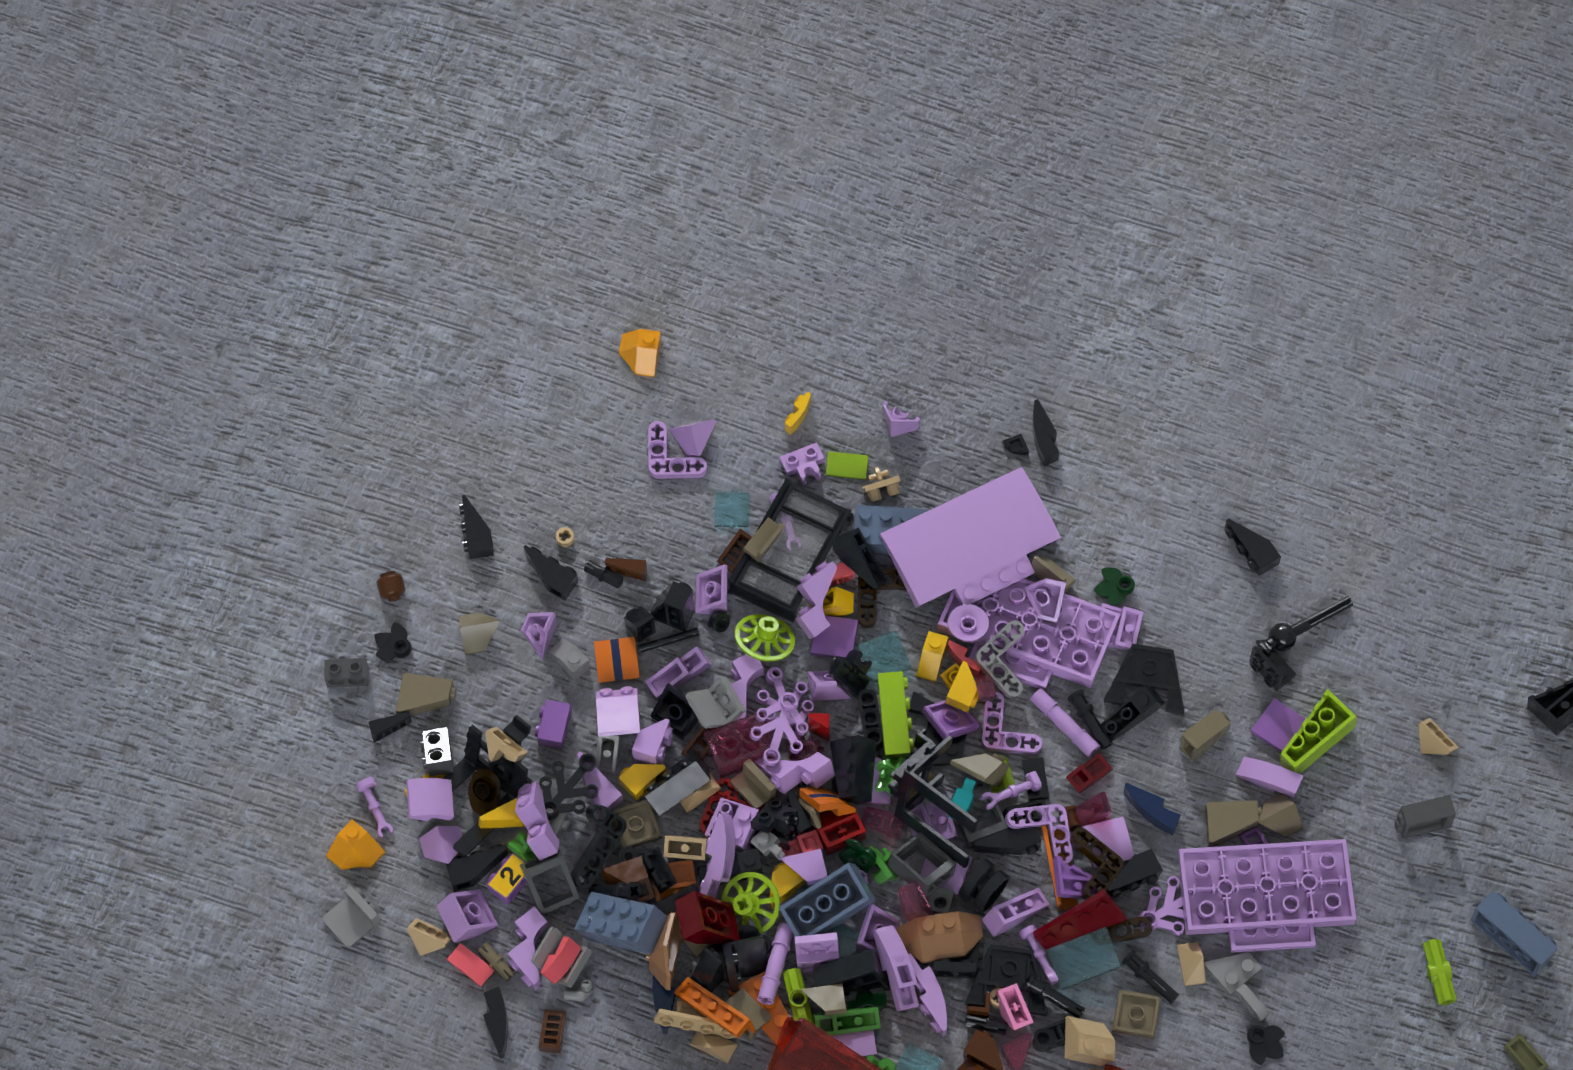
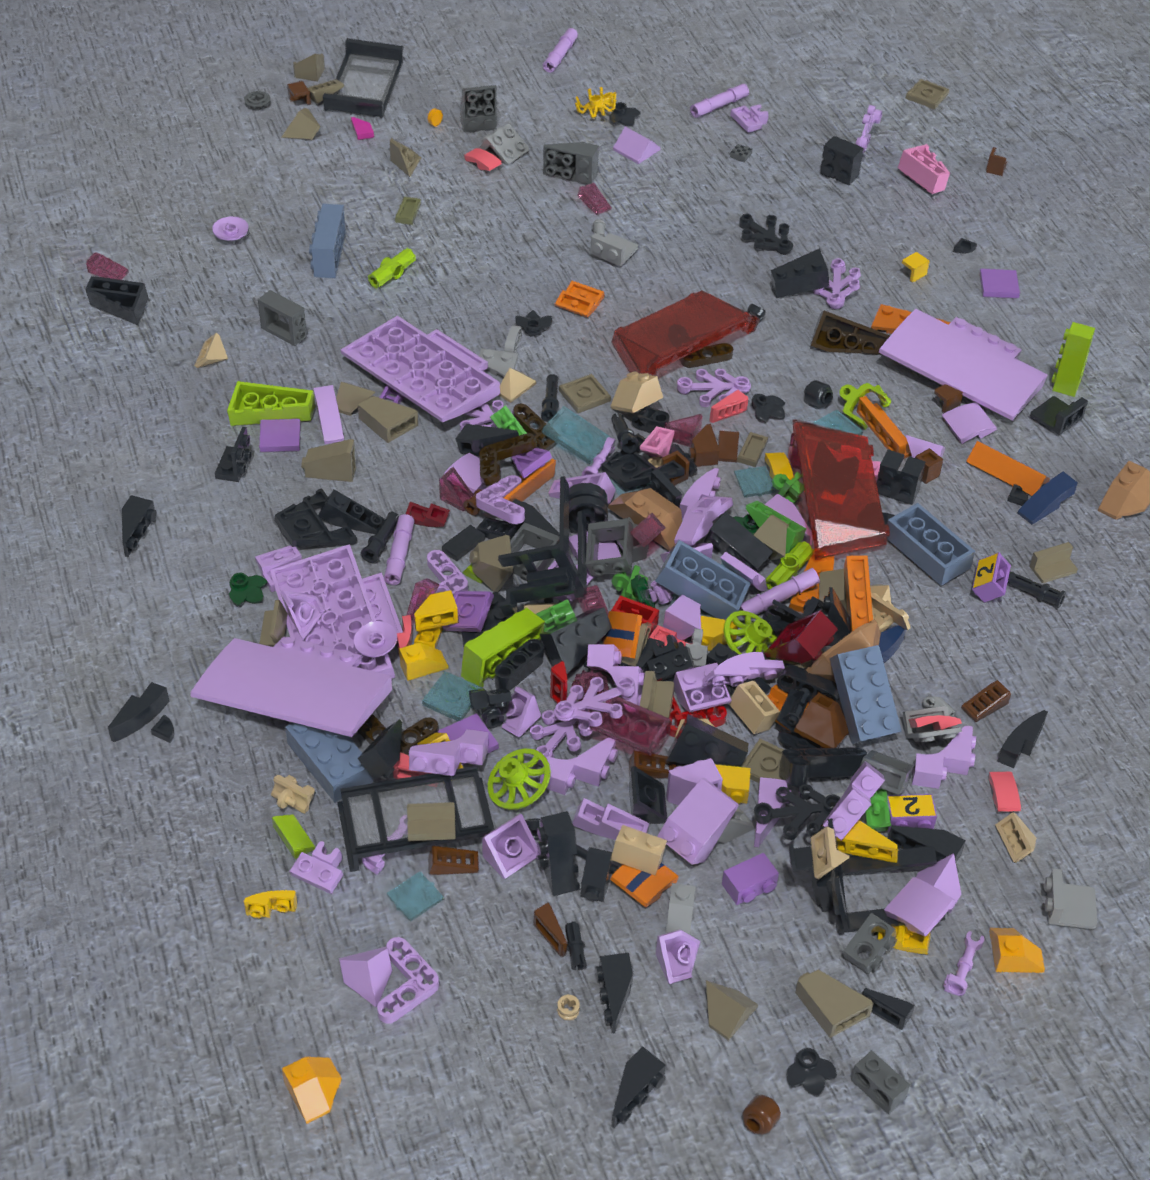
camera: 135 degrees left, 20 degrees down
(466, 915) = (974, 819): lavender slope -> none
(484, 791) = (866, 881): dark brown piece -> none
(496, 961) = (981, 775): dark tan pin -> none
(629, 891) = (841, 711): black pin -> none
(632, 660) = (638, 850): none -> tan brick
(716, 705) = (618, 758): light grey bracket -> none
(898, 422) = (216, 820): lavender slope -> none
(964, 796) = (537, 538): teal piece -> none
(995, 661) = (382, 611): light grey beam -> none
(1032, 782) = (470, 532): lavender piece -> none
(1084, 918) = (582, 456): dark red wing -> none
(1132, 902) = (506, 420): none -> bright green hips
(1152, 808) = (420, 461): dark blue slope -> none
(1283, 636) = (201, 462): black piece -> none

